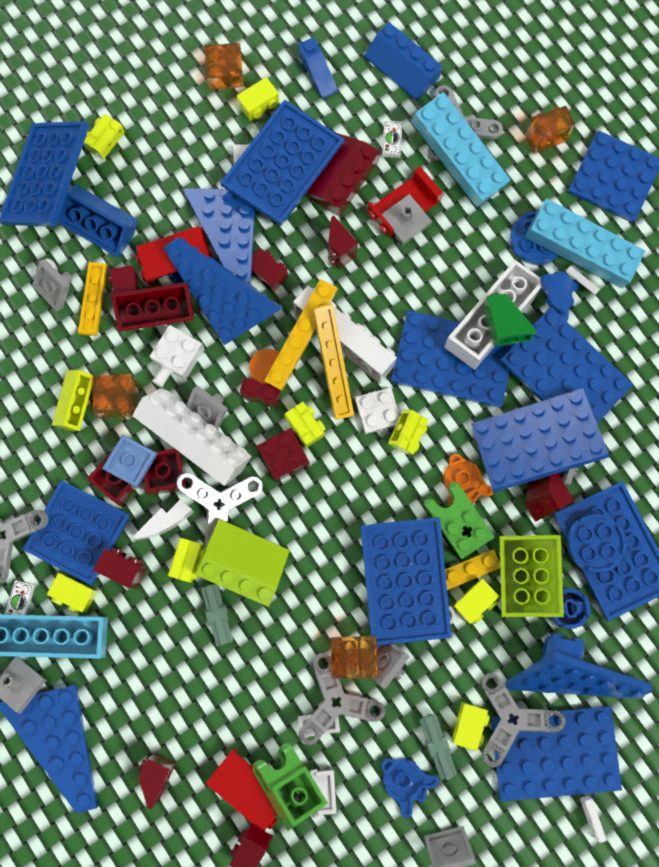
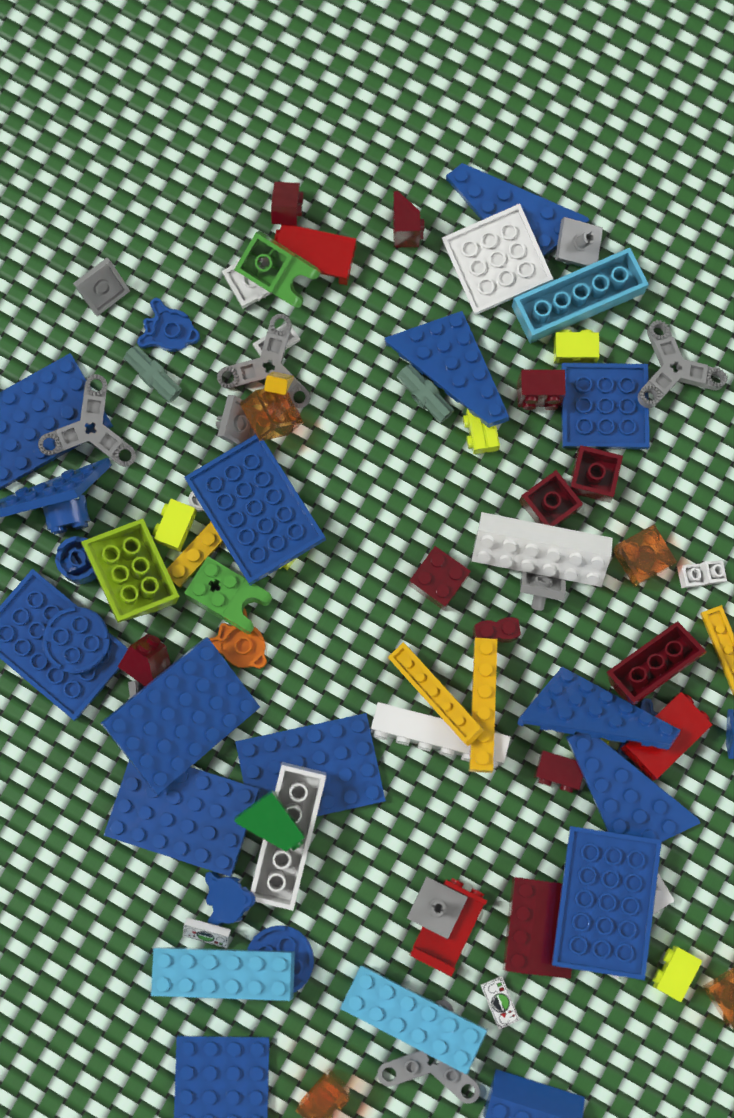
camera: 155 degrees right, 0 degrees up
(20, 598) = (624, 320): tile -> none
(73, 400) = (683, 529): neon yellow brick -> none
(75, 361) = (702, 574): none -> white slope
(94, 704) = (497, 259): none -> white plate
(123, 279) = (702, 679): dark red brick -> none
(129, 461) = (589, 492): medium blue tile -> none
(164, 521) = (524, 457): white slope -> none
(175, 355) = (605, 628): white brick -> none
(180, 632) = (452, 359): none -> blue wing
(207, 496) = (495, 497): piece -> none
(242, 562) = (425, 450): lime slope -> none
(262, 363) = (510, 665): orange tile -> none
(304, 424) = (433, 621): neon yellow brick -> none
(316, 67) = (629, 1048): blue slope -> none
(336, 679) = (278, 382): none -> yellow slope
(341, 244) = (495, 835): dark red slope -> none
(377, 410) = (364, 674): white plate -> none
(408, 432) = (321, 664): neon yellow brick -> none
(470, 726) = (129, 405): neon yellow brick -> none

